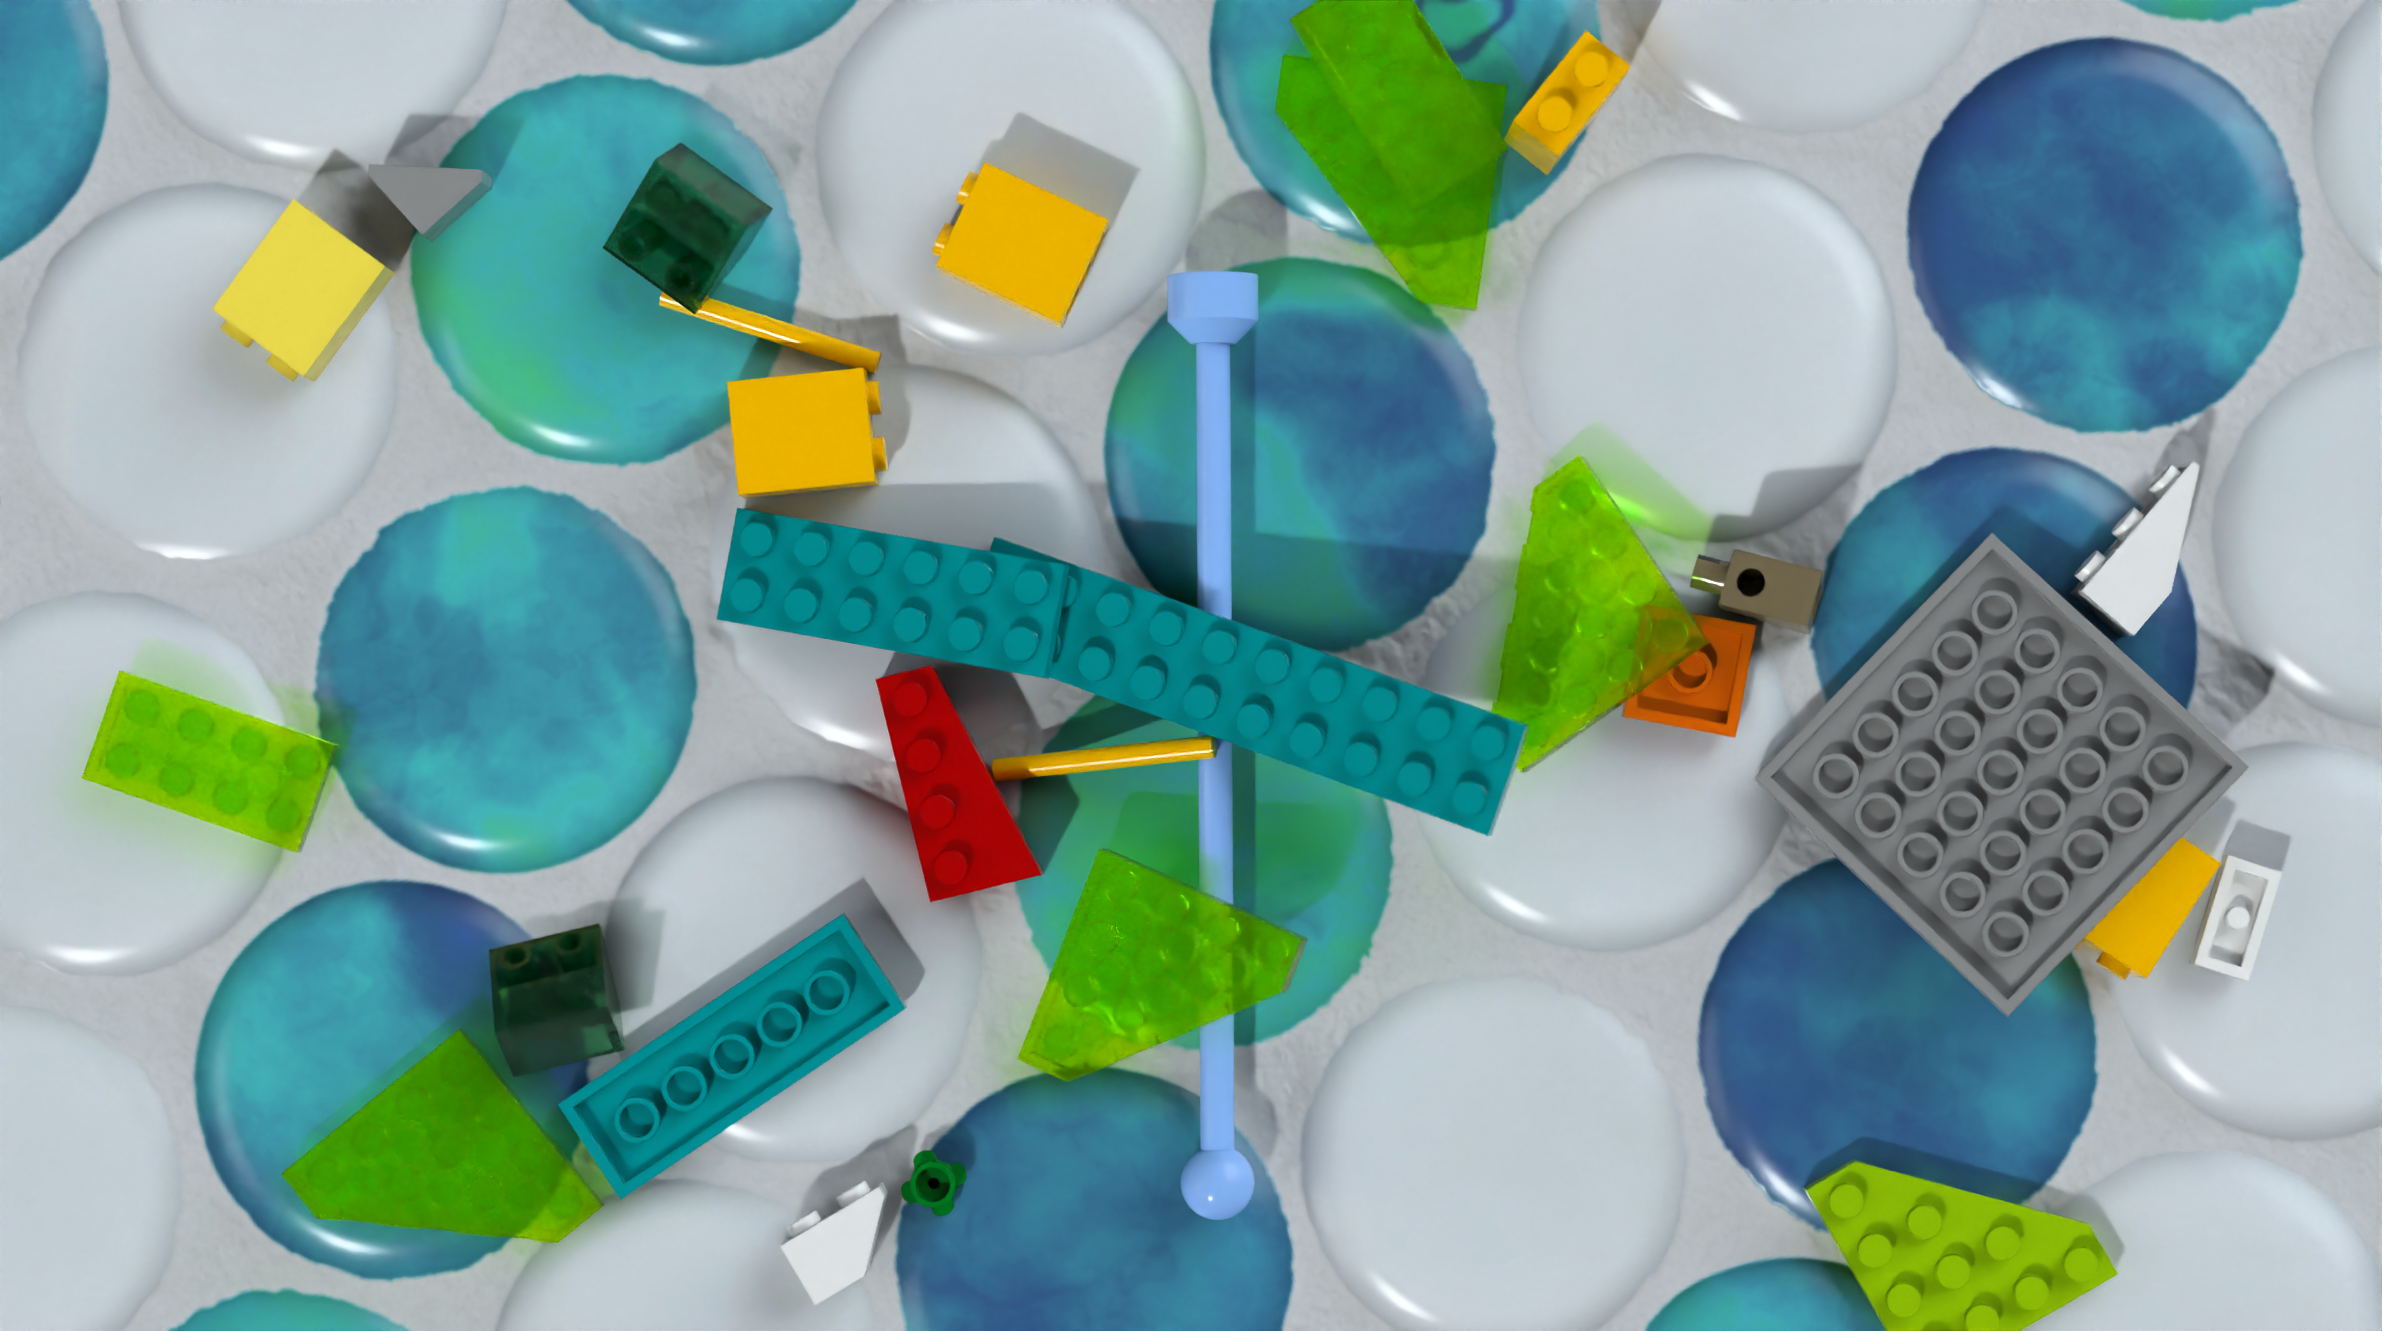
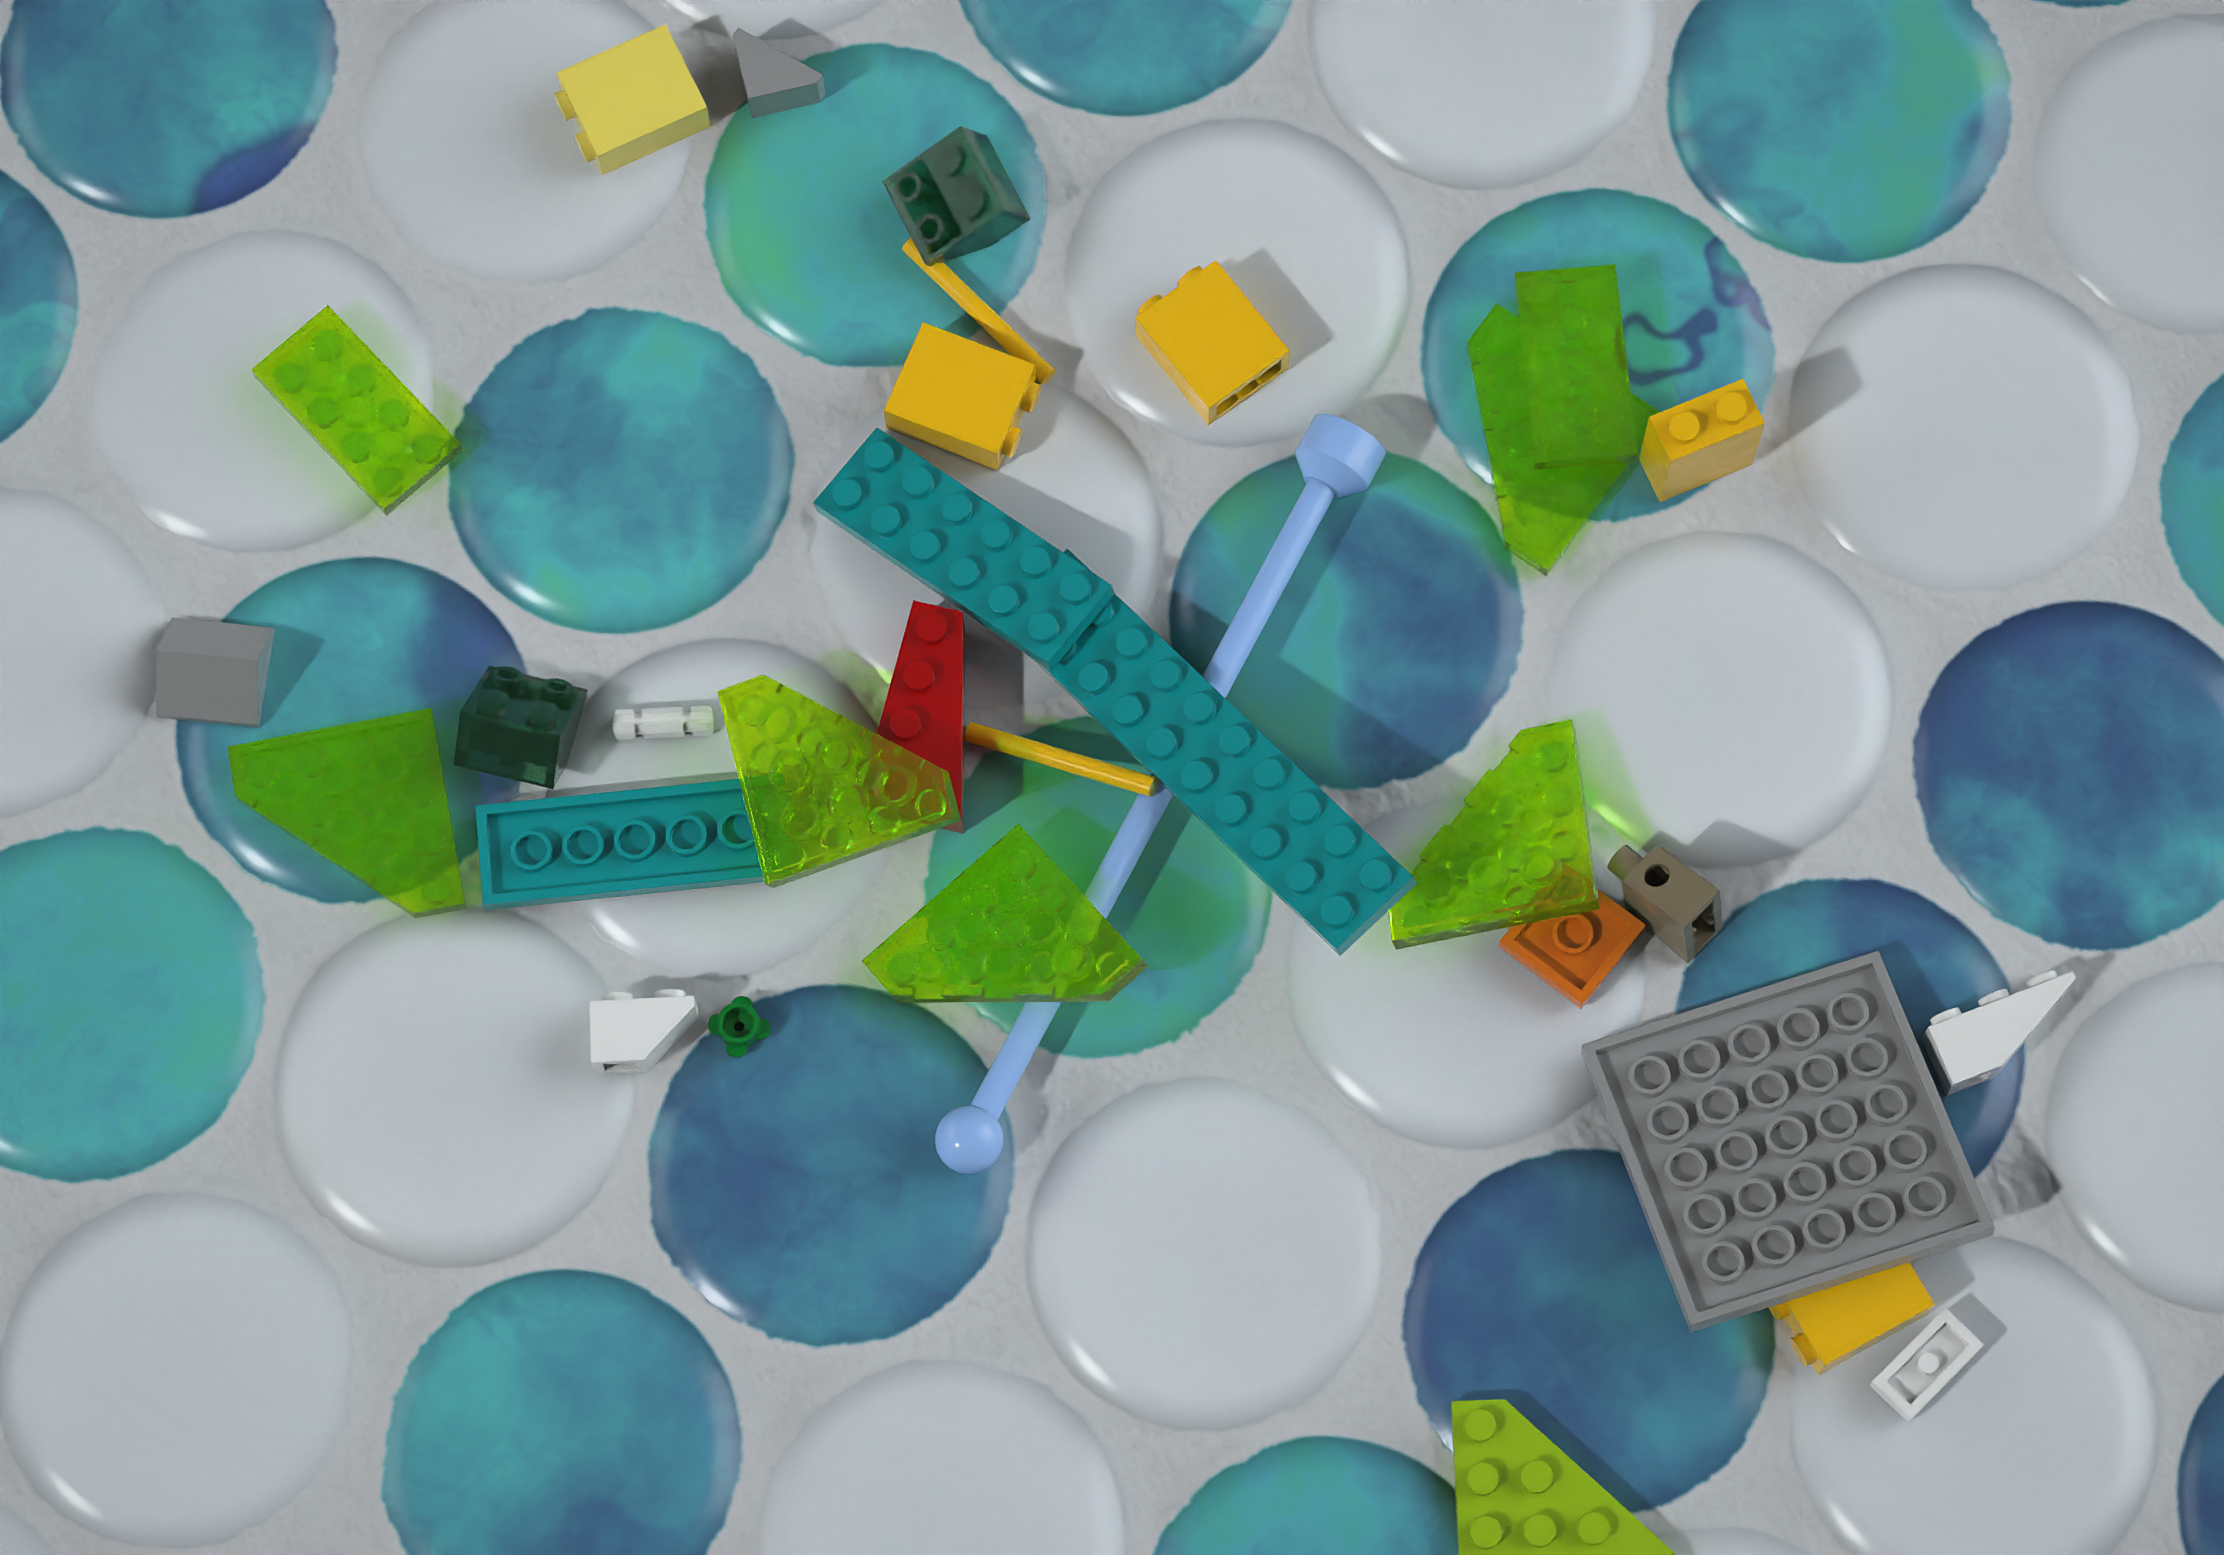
camera: 25 degrees right, 15 degrees down
(220, 1099) = (212, 672): none -> light grey slope
(692, 919) = (663, 722): none -> white axle
(890, 915) = (823, 784): none -> clear neon green plate

